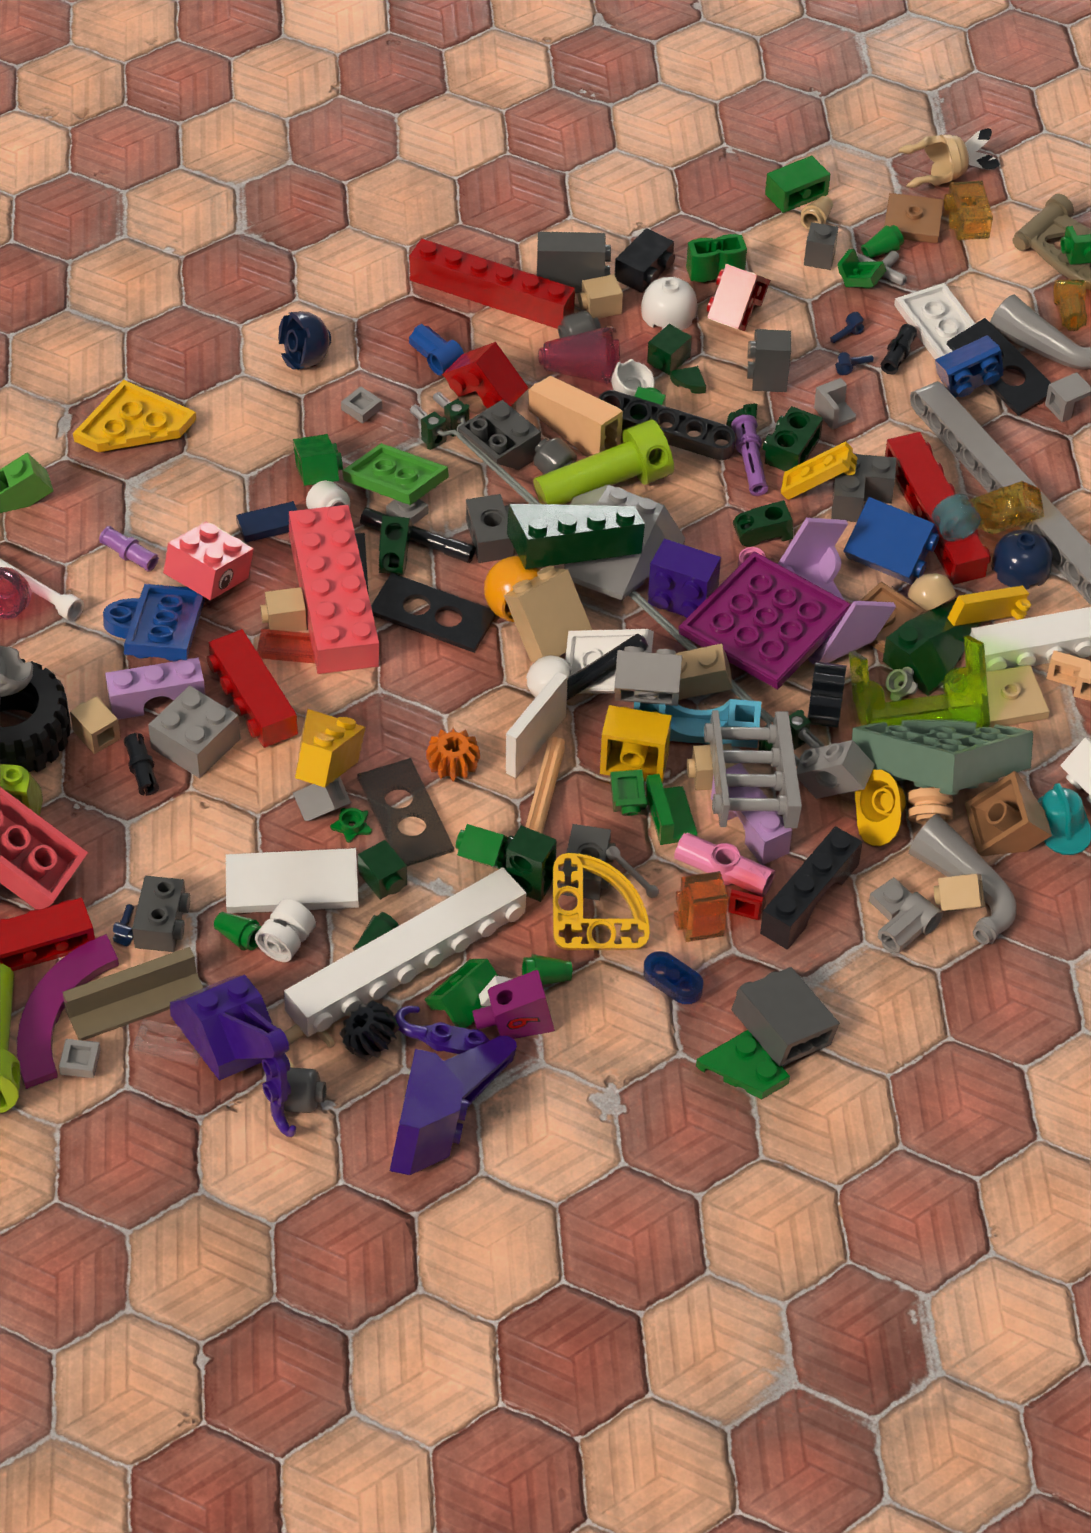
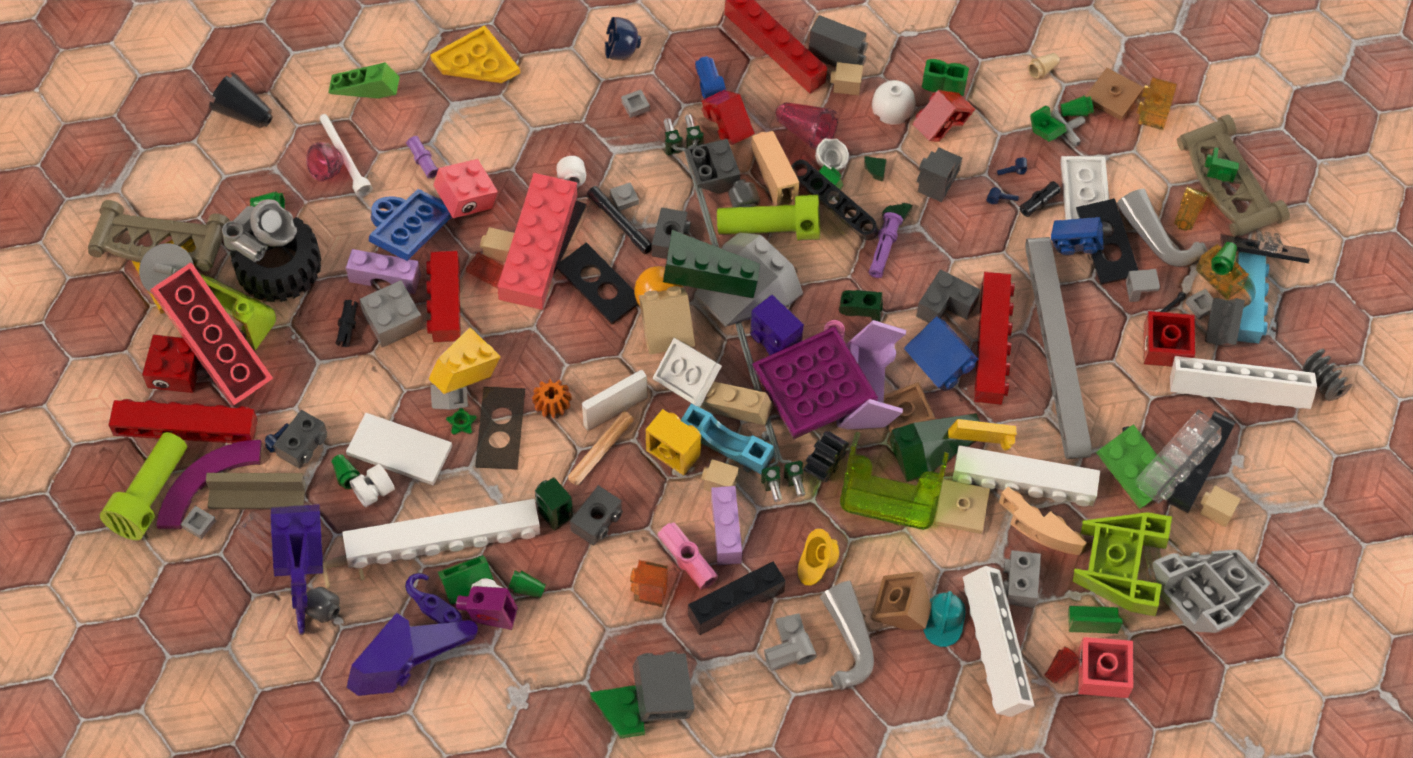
camera: 25 degrees right, 10 degrees up
(95, 724) = (331, 282): tan brick -> none
(265, 522) = (522, 170): dark blue tile -> none
(317, 459) = (578, 137): green brick -> none
(369, 1030) = (386, 581): black gear -> none
(377, 927) = (432, 508): dark green cone -> none
(382, 869) = (459, 466): dark green brick -> none
(394, 544) = (596, 223): dark green leg -> none
(395, 473) = (626, 168): bright green plate -> none
(482, 846) = (525, 477): green brick -> none
(543, 670) = (646, 361): white hair -> none
(575, 917) = (564, 555): yellow beam -> none
(577, 323) = (817, 97): dark grey head -> none
(600, 667) = (678, 376): black axle -> none
(613, 853) = (613, 518): light grey hinge -> none
(628, 792) = (653, 474): green bracket -> none
(644, 260) = (894, 59): black brick -> none
(647, 676) = (694, 401): light grey brick -> none
(669, 349) = (872, 138): dark green brick -> none
(669, 811) = (675, 500): green panel -> none
(675, 977) = (608, 626): clear blue plate -> none
(746, 904) = (687, 590): red slope -> none
(781, 756) = (751, 514): light grey fence -> none
(793, 439) = (922, 248): dark green brick -> none
(797, 184) = (1041, 36): green brick -> none
(819, 470) = (920, 278): yellow hinge -> none
(821, 246) = (1028, 94): dark grey brick -> none
(831, 404) = (967, 226): light grey panel -> none
(834, 769) = (797, 517): light grey brick -> none
(895, 680) = (888, 466): light grey plate -> none
(928, 803) = (852, 570): light nougat wheel -> none
(931, 591) = (948, 404): tan hair -> none
(945, 752) = (879, 536): sand green brick -> none
(951, 156) = (1168, 55): tan hair -> none
(956, 517) = (991, 356): clear light blue wheel -> none
(959, 892) = (834, 646): tan brick -> none
(1009, 507) = (1037, 361): clear yellow brick -> none
(1022, 559) = (1032, 403): dark blue cylinder -> none

